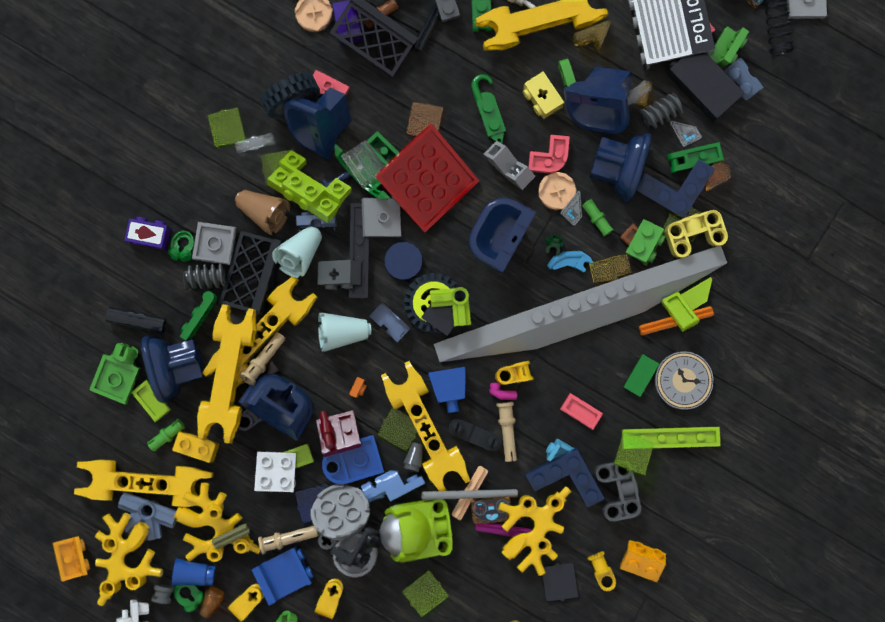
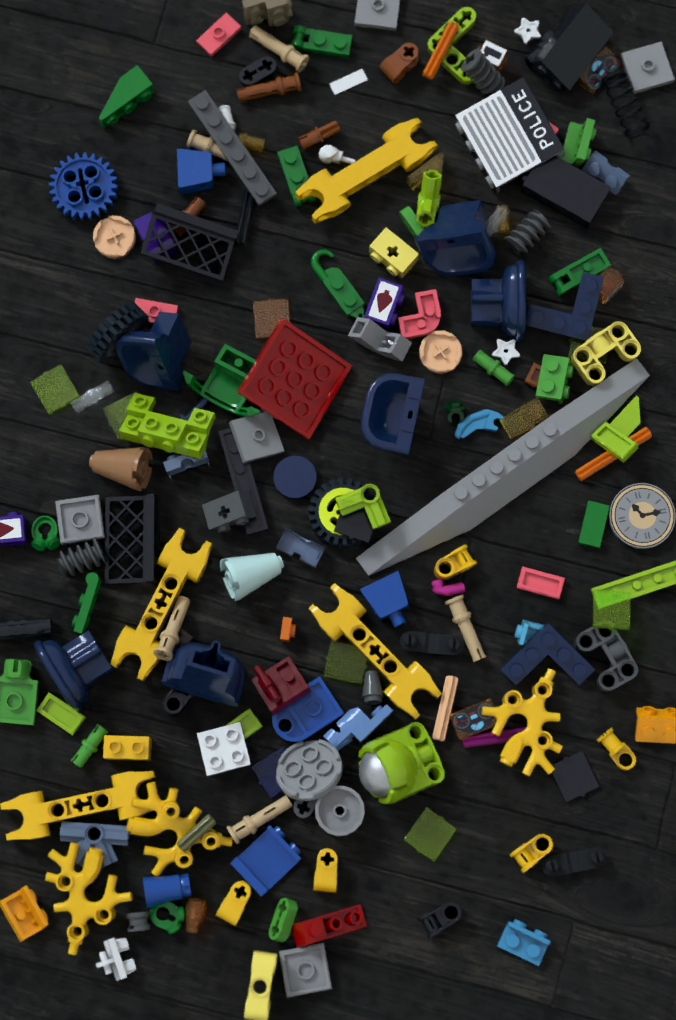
camera: 15 degrees left, 5 degrees down
(221, 407) = (143, 693): yellow piece -> none
(297, 252) = (176, 501): light aqua cone -> none
(361, 553) = (347, 802): black bracket -> none
(363, 163) = (220, 382): clear panel -> none
(469, 494) = (446, 708): light grey piece -> none
(522, 135) = (384, 303): none -> brick
(573, 210) = (464, 366): light grey sticker -> none
(587, 57) = (429, 198): none -> lime piece
(612, 211) = (505, 357): none -> white plate
(685, 133) = (561, 248): light grey sticker -> none

